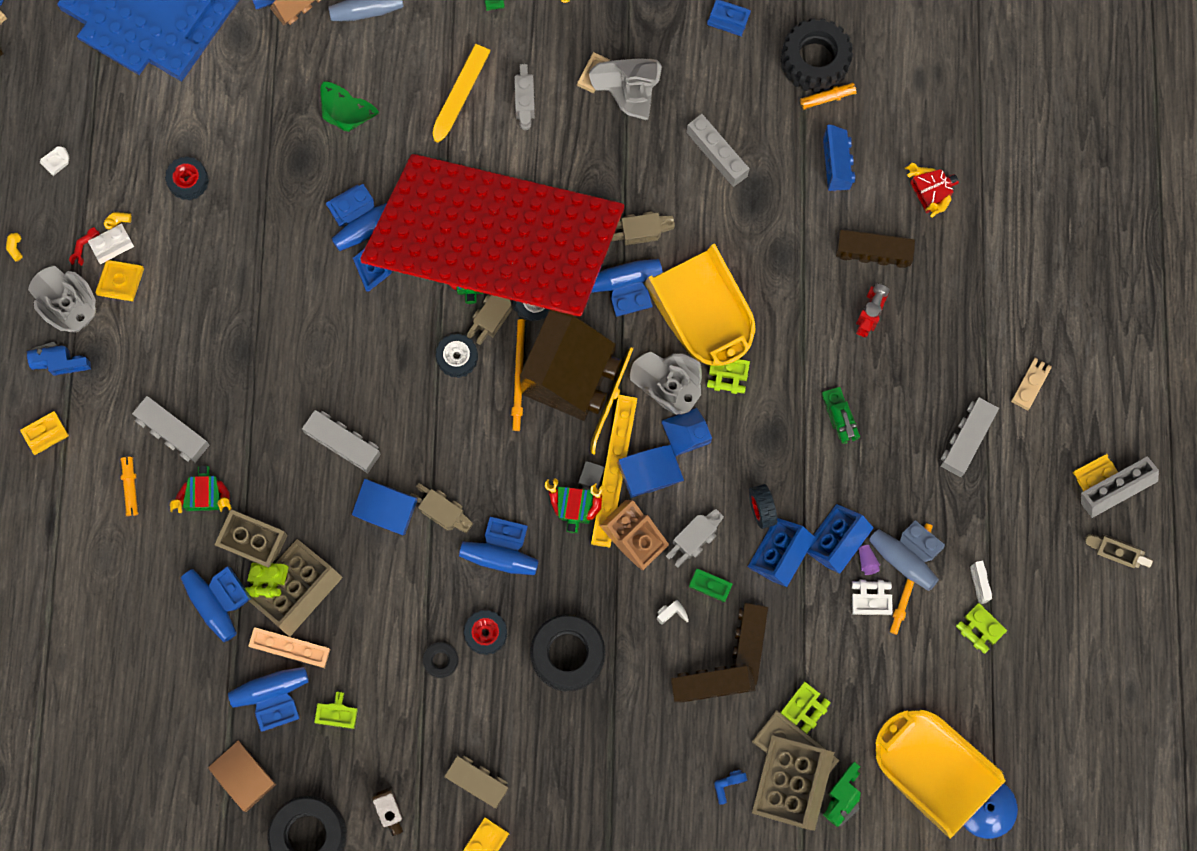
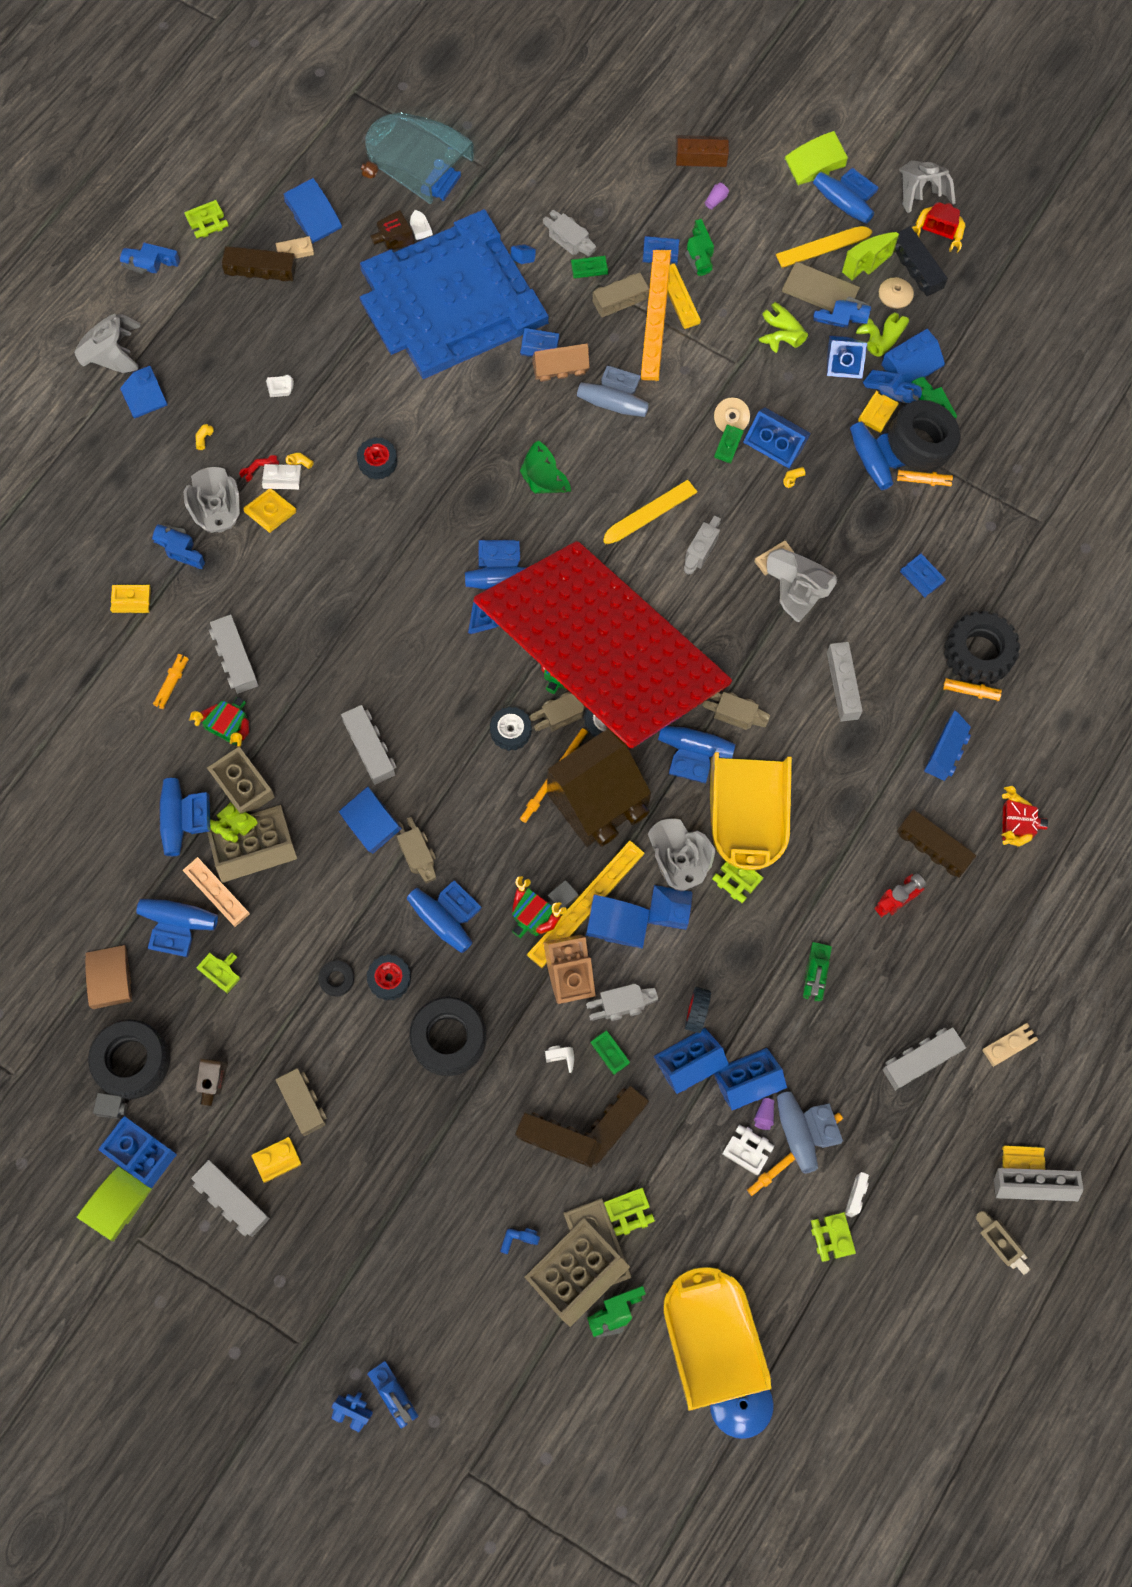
camera: 30 degrees right, 5 degrees down
(613, 395) = (625, 839): yellow piece -> none

